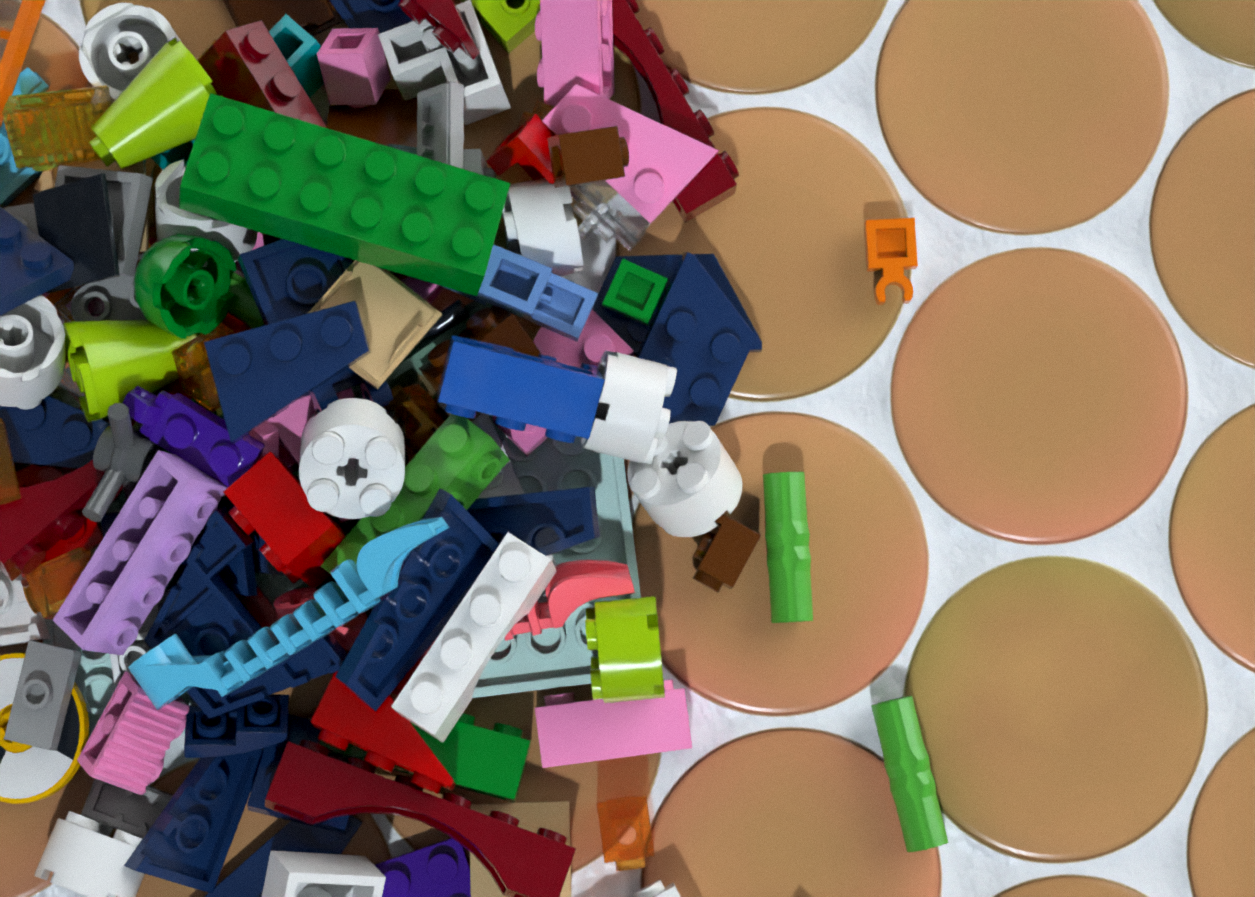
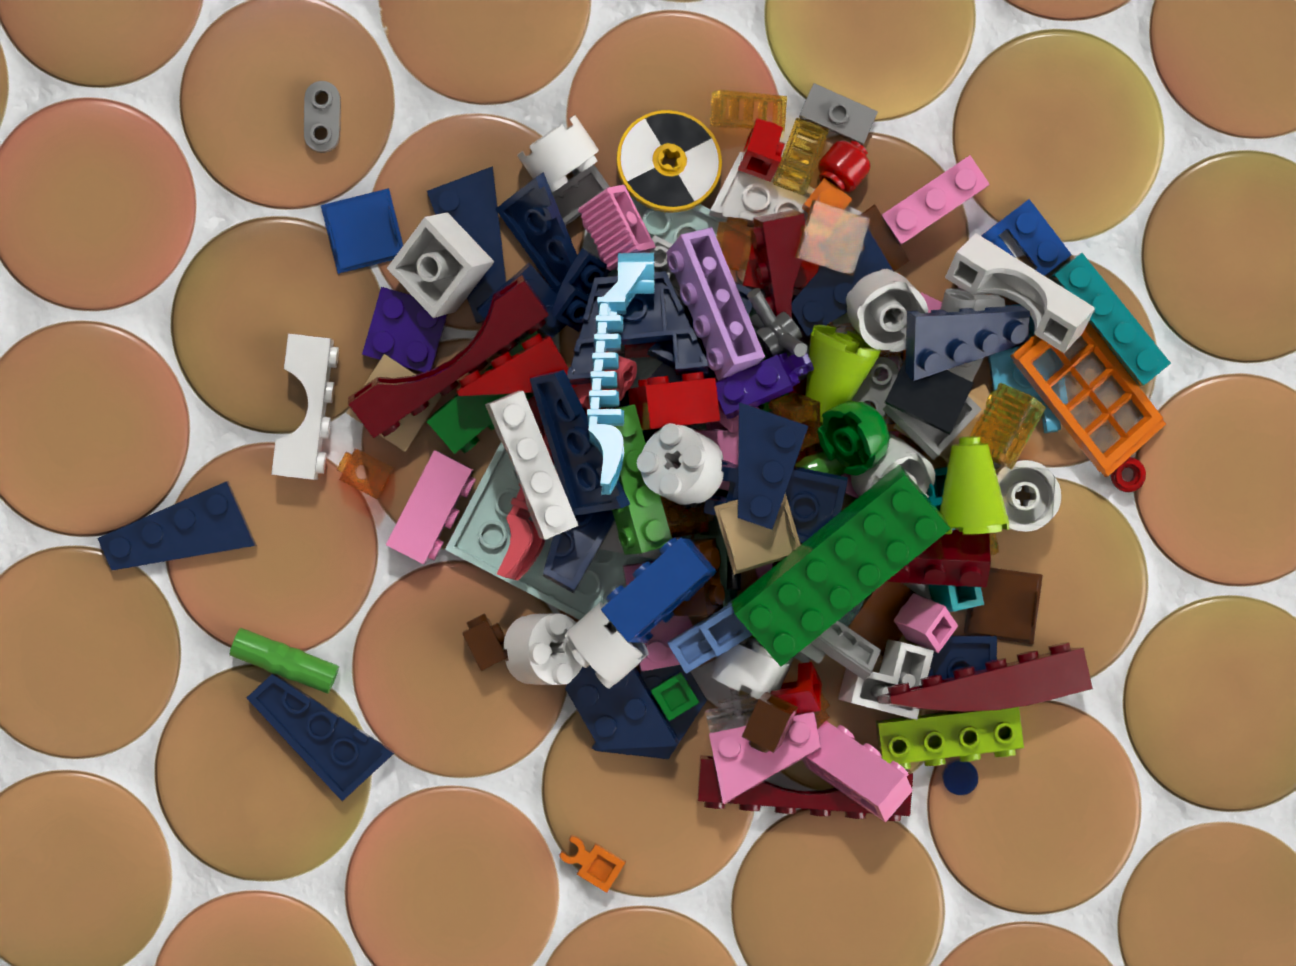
camera: 125 degrees right, 5 degrees up
(42, 695) = (676, 189): light grey plate -> none
(627, 649) = (465, 547): lime brick -> none
(787, 547) = (464, 681): bright green axle -> none
(968, 666) = (323, 739): none -> dark blue wing

